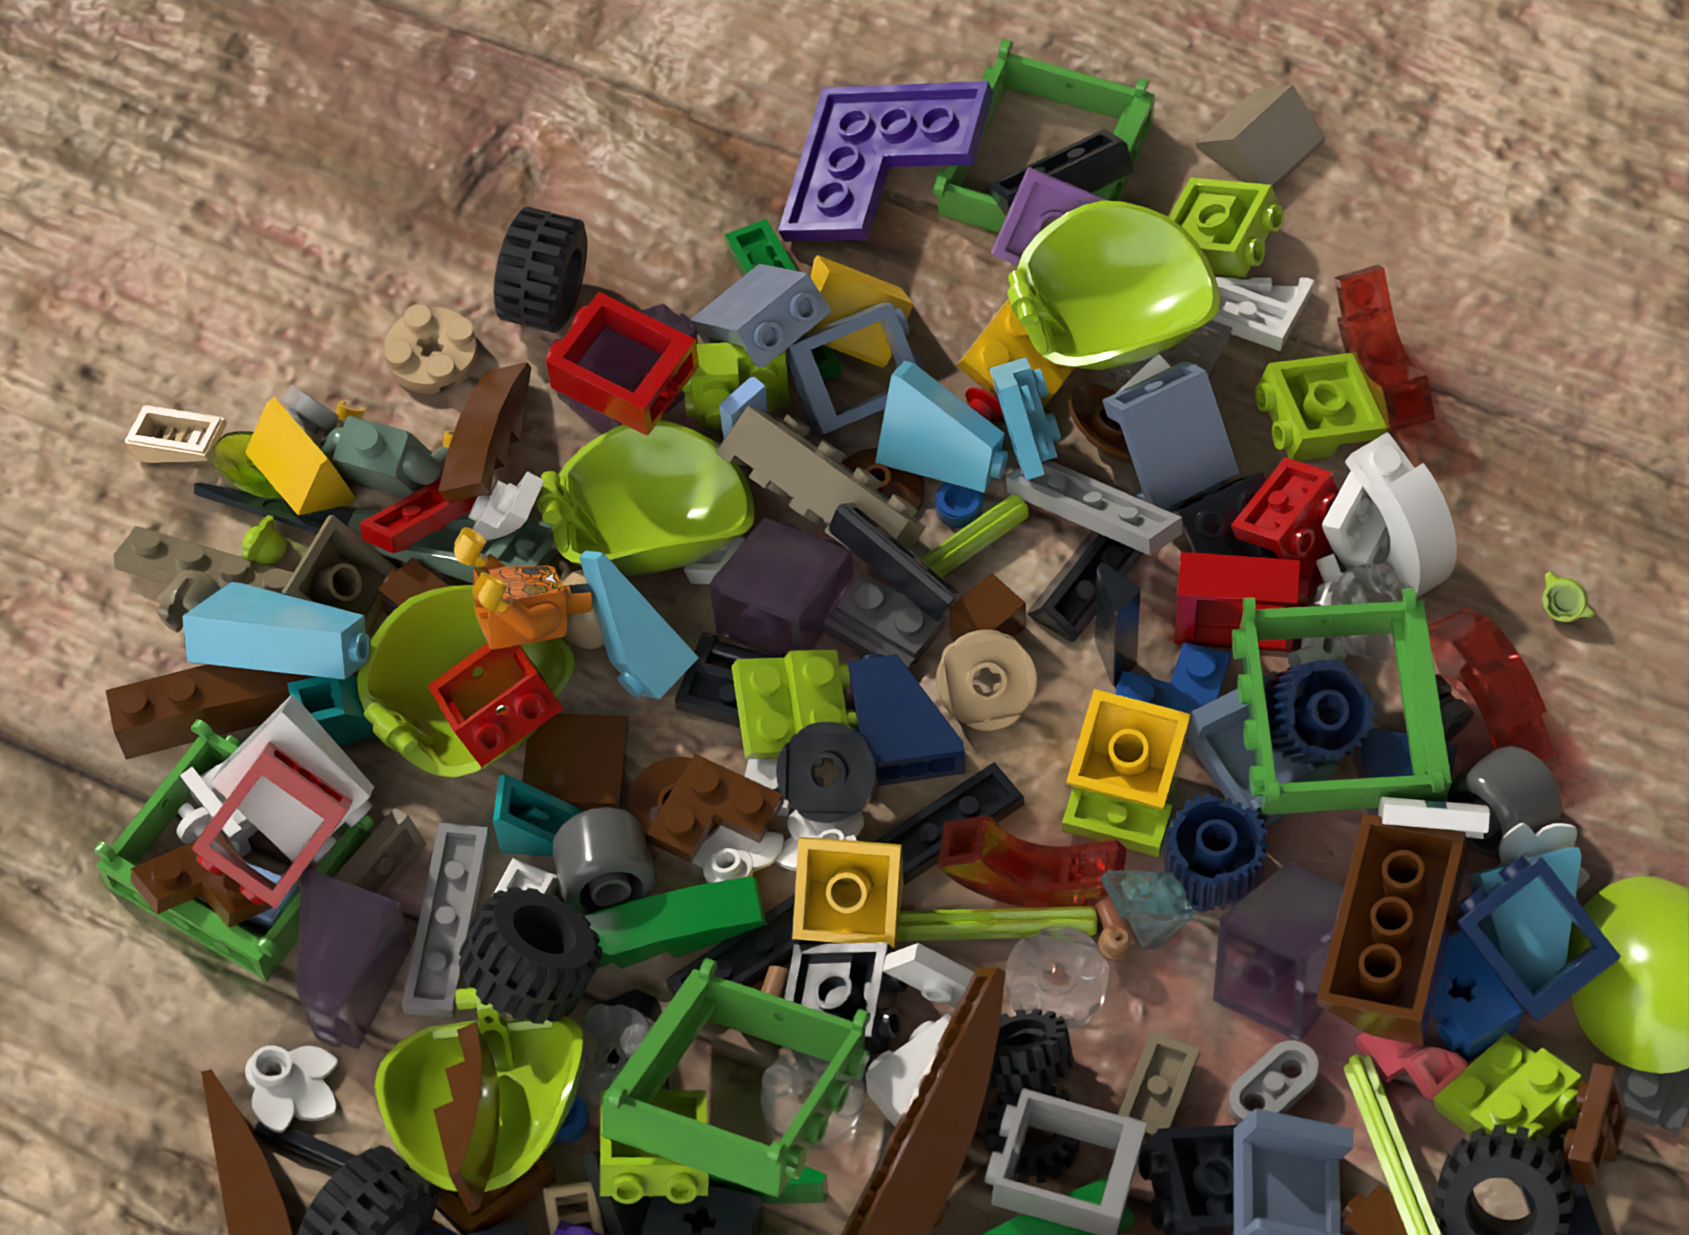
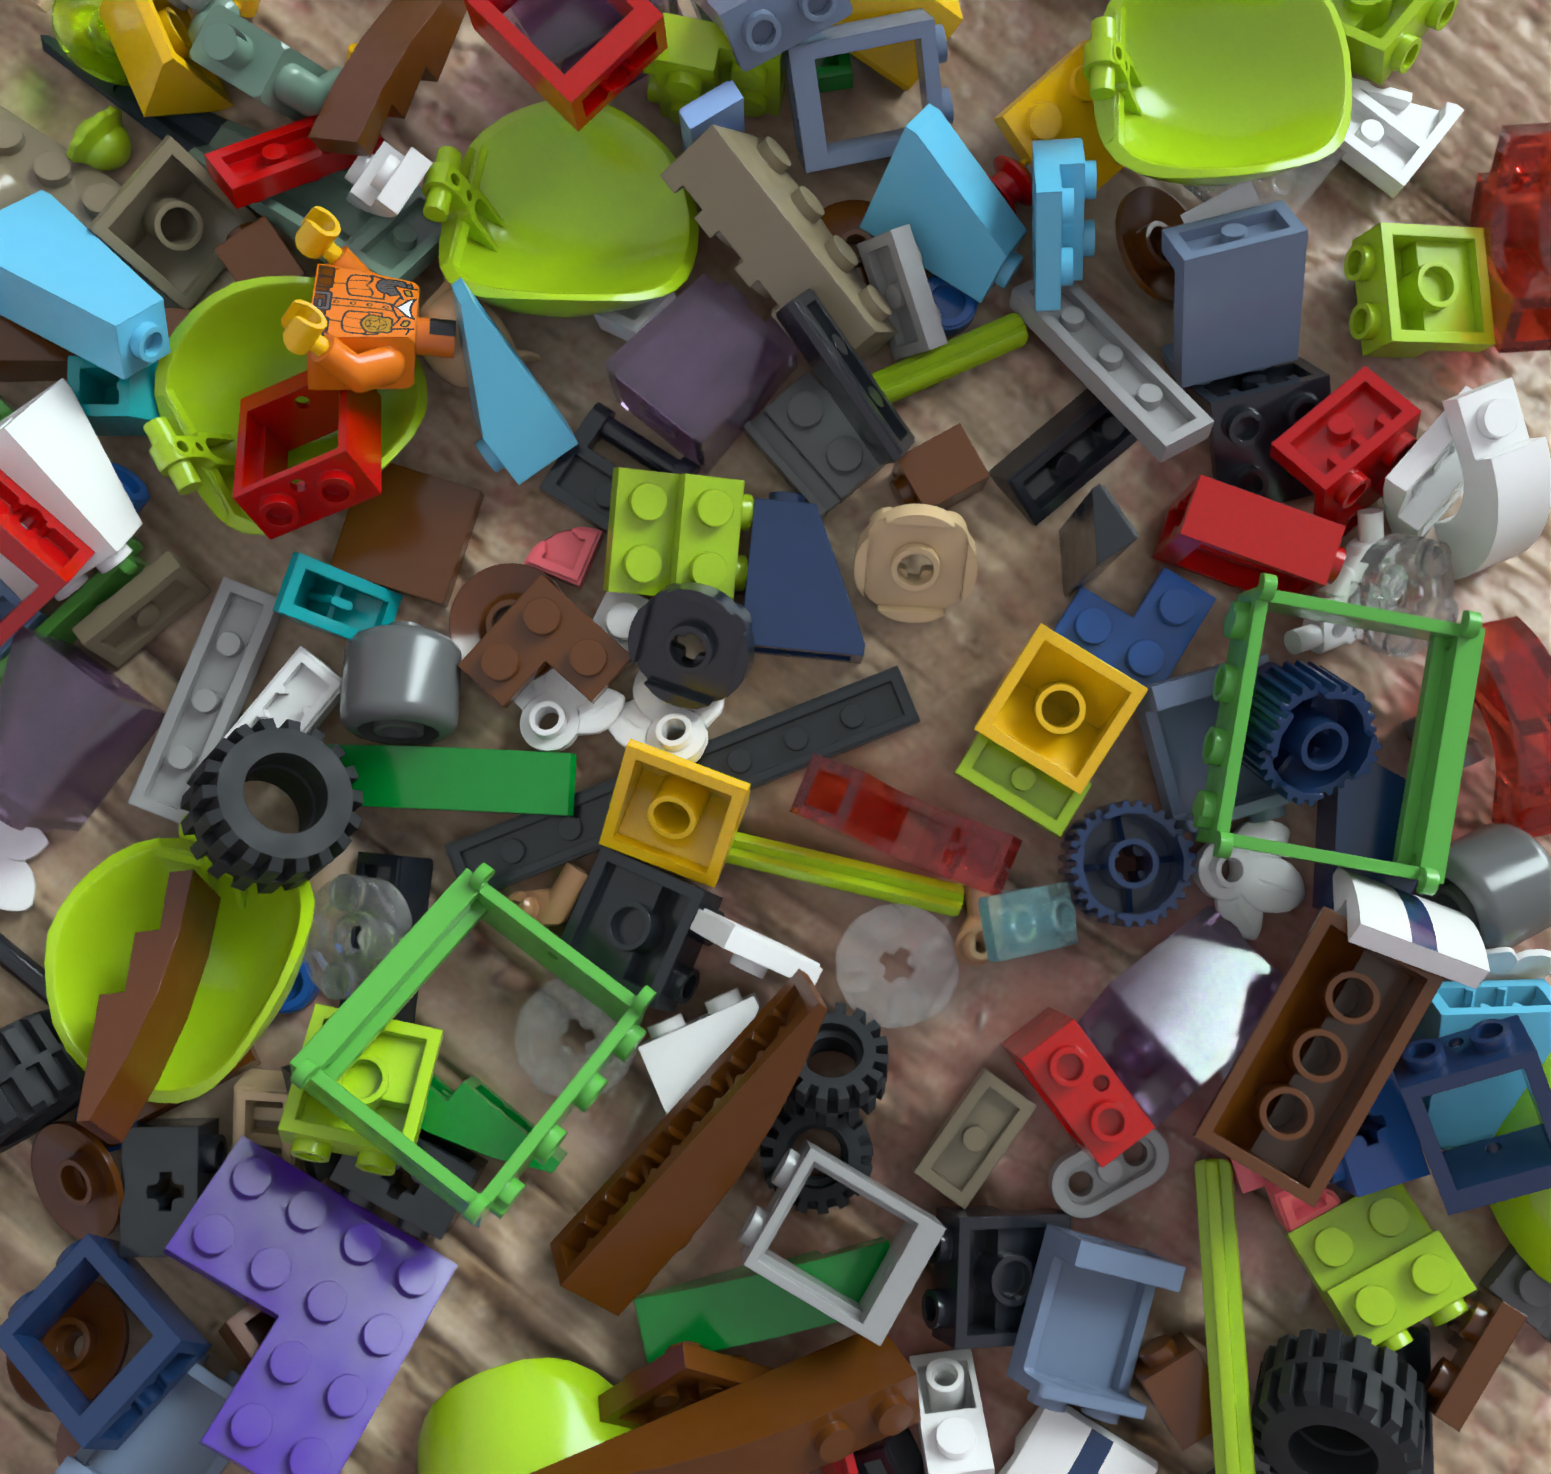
camera: 10 degrees right, 25 degrees up
(711, 743) = (567, 555): none -> coral tile
(913, 481) = (897, 272): none -> light grey plate
(1201, 995) = (1069, 1080): none -> red window
(1325, 842) = (1254, 880): none -> white plate

